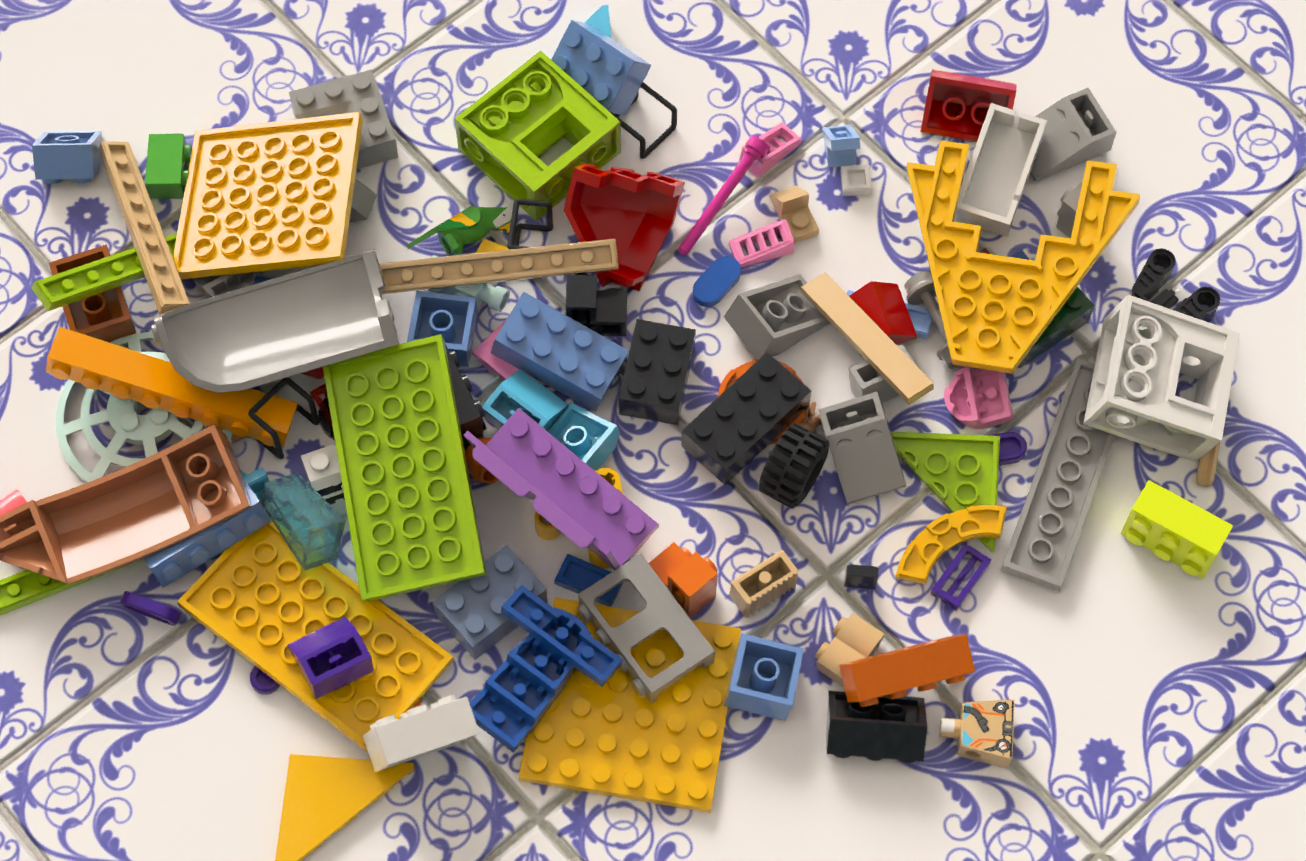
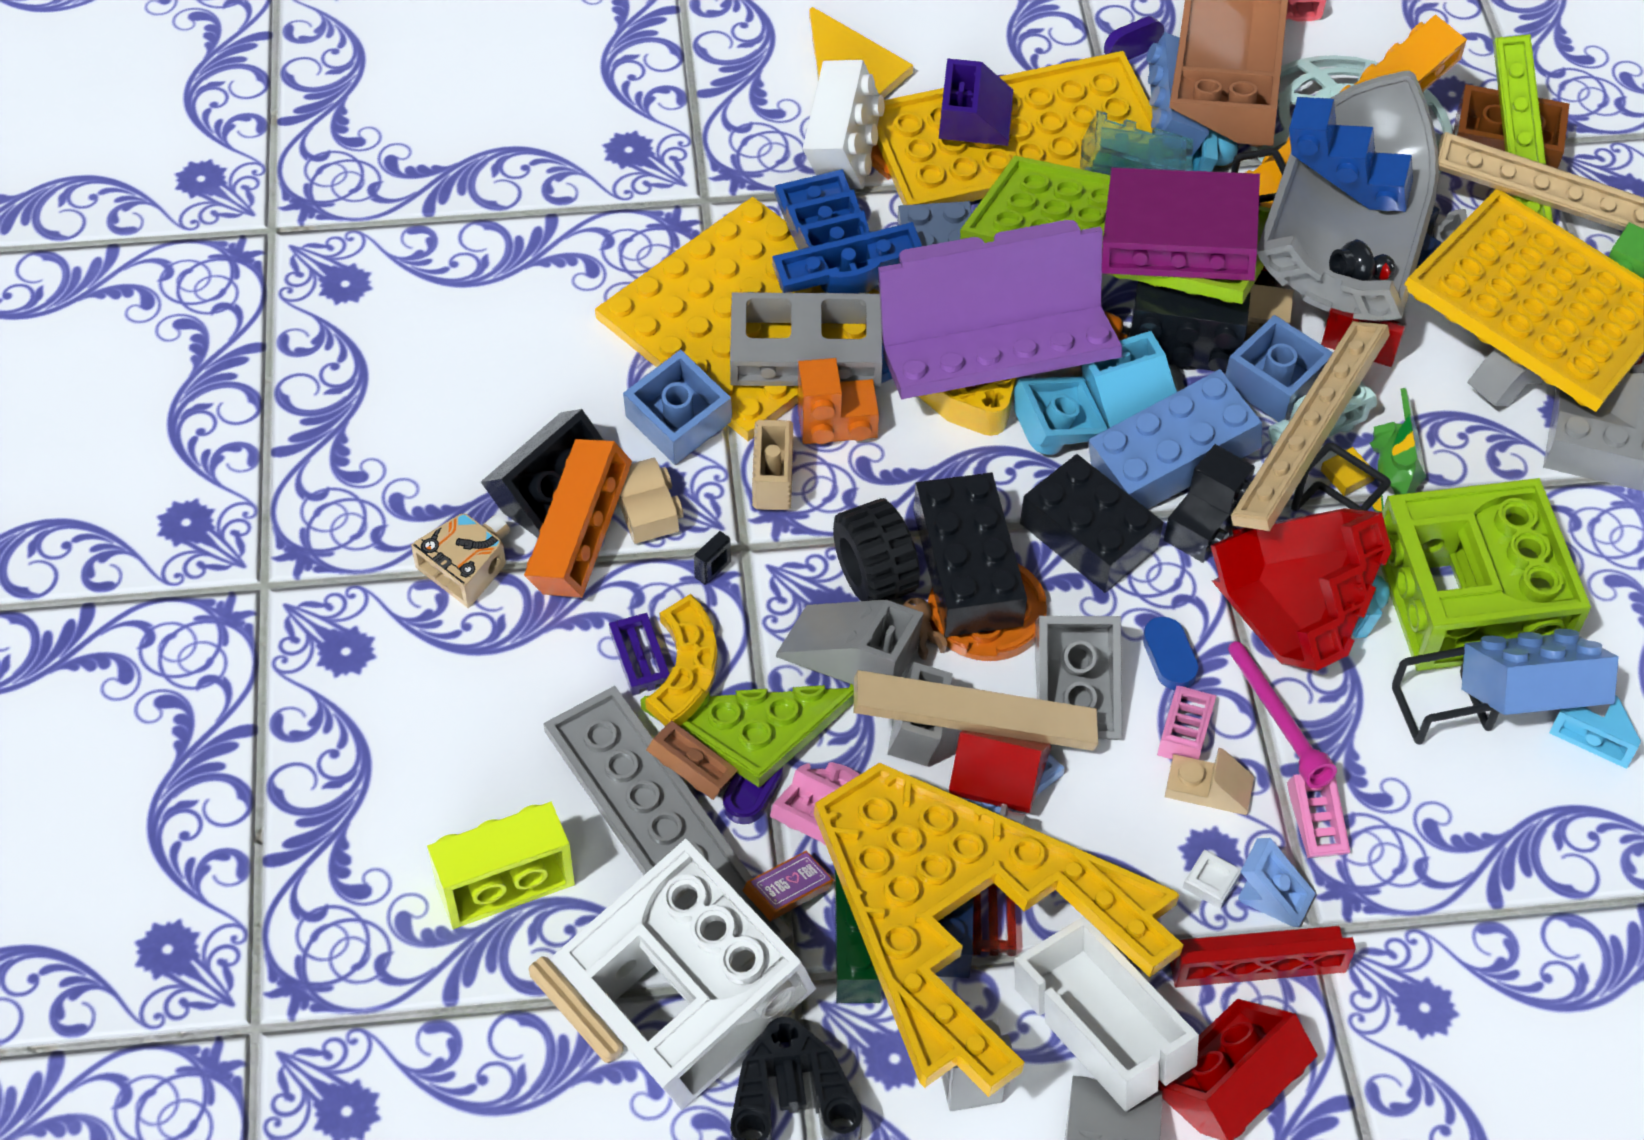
camera: 125 degrees right, 10 degrees down
(247, 340) = (1348, 156): none -> blue brick
(345, 293) = (1359, 263): none -> black animal
(394, 408) = (1181, 224): none -> magenta panel
(887, 125) = (1262, 956): none -> red fence
(1019, 480) = (691, 760): none -> nougat plate
(1050, 379) = (788, 885): none -> tile

